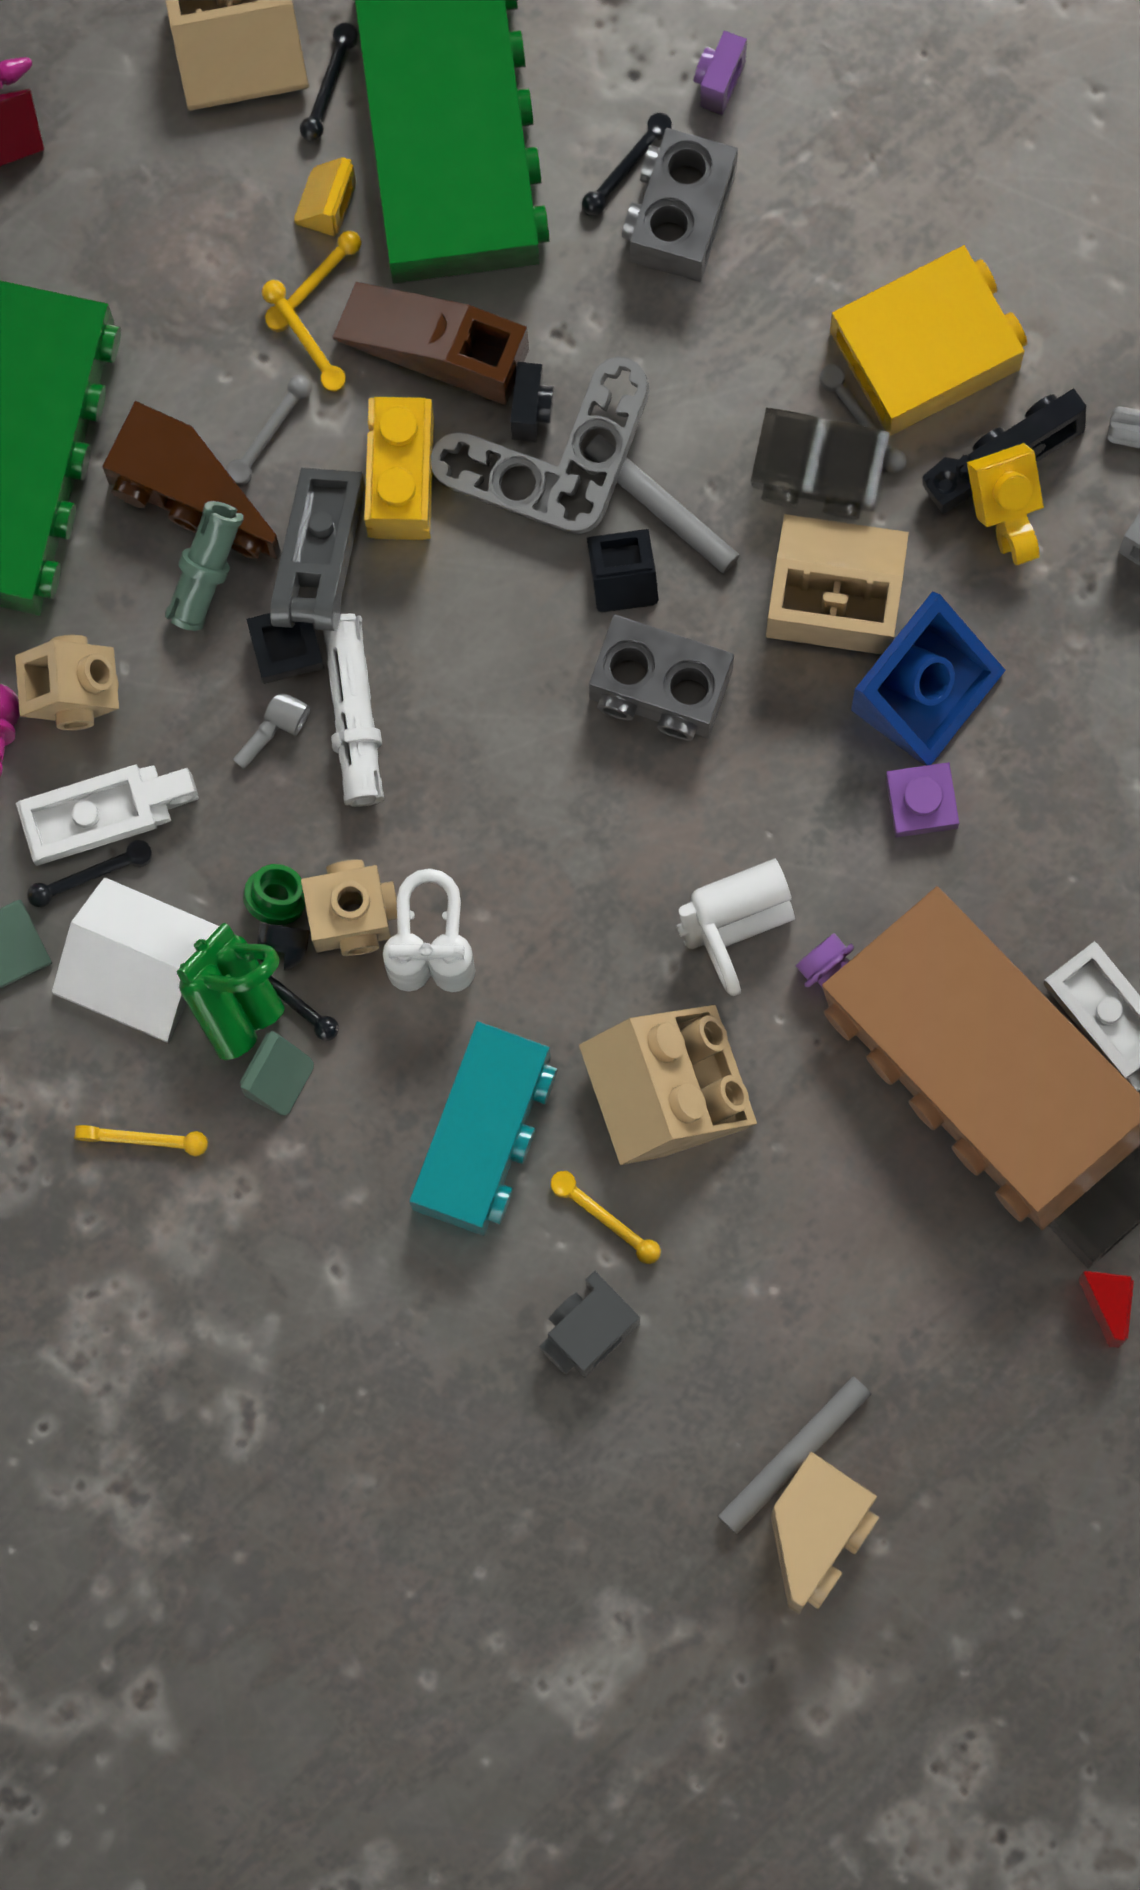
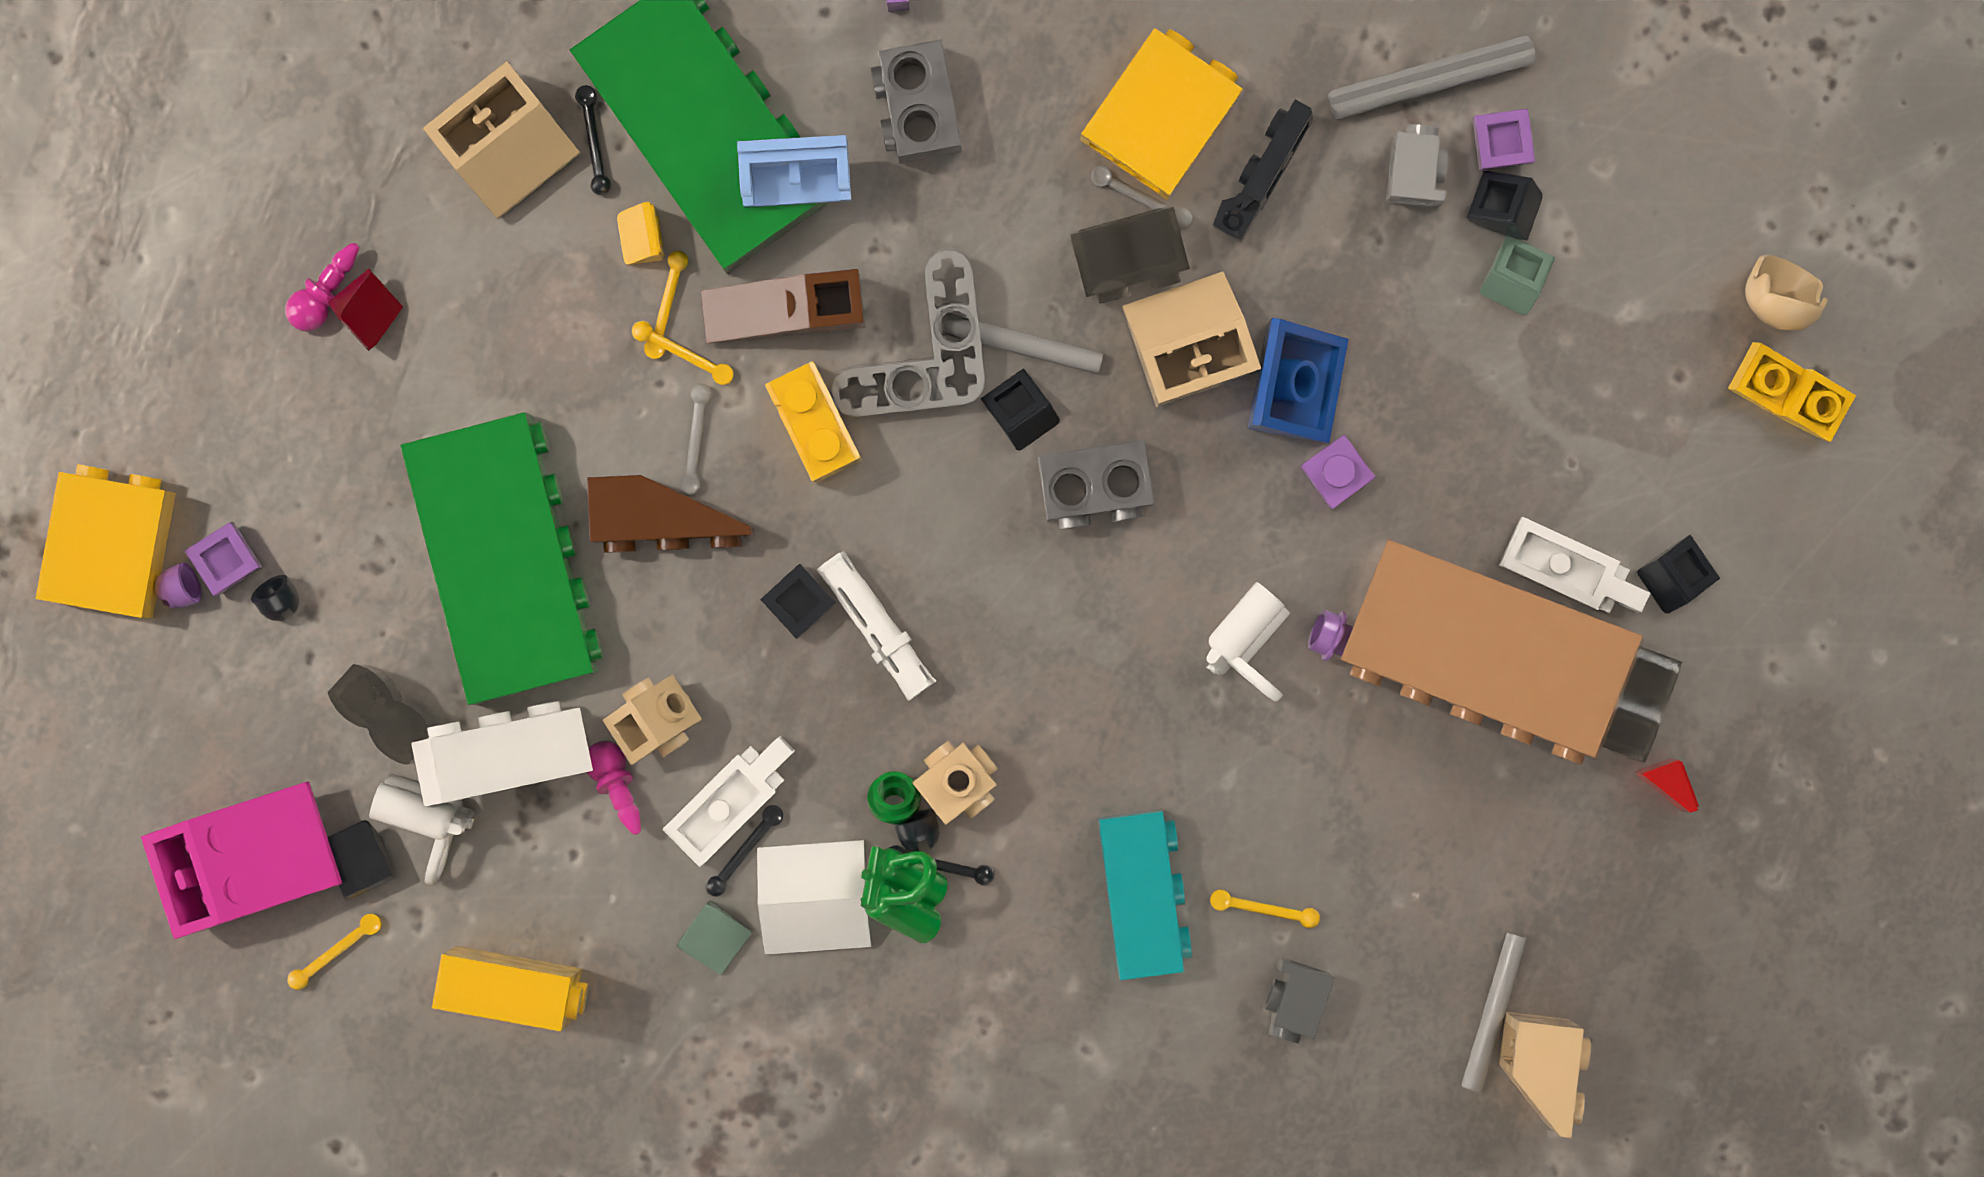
camera: 30 degrees left, 10 degrees up
(193, 1143) = (931, 1012): yellow hinge -> none
(204, 565) = (707, 577): sand green pin -> none
(276, 1074) = (967, 931): sand green slope -> none
(282, 713) = (826, 653): light grey hand -> none
(317, 548) = (785, 517): dark grey plate -> none
(448, 958) = (1020, 796): white piece -> none
(515, 196) = (794, 171): none -> light blue hinge
(530, 402) = (886, 318): black plate -> none
(594, 201) = (866, 46): black hinge -> none
(667, 1083) = (1261, 788): tan slope -> none
(1003, 494) = (1283, 210): yellow plate -> none

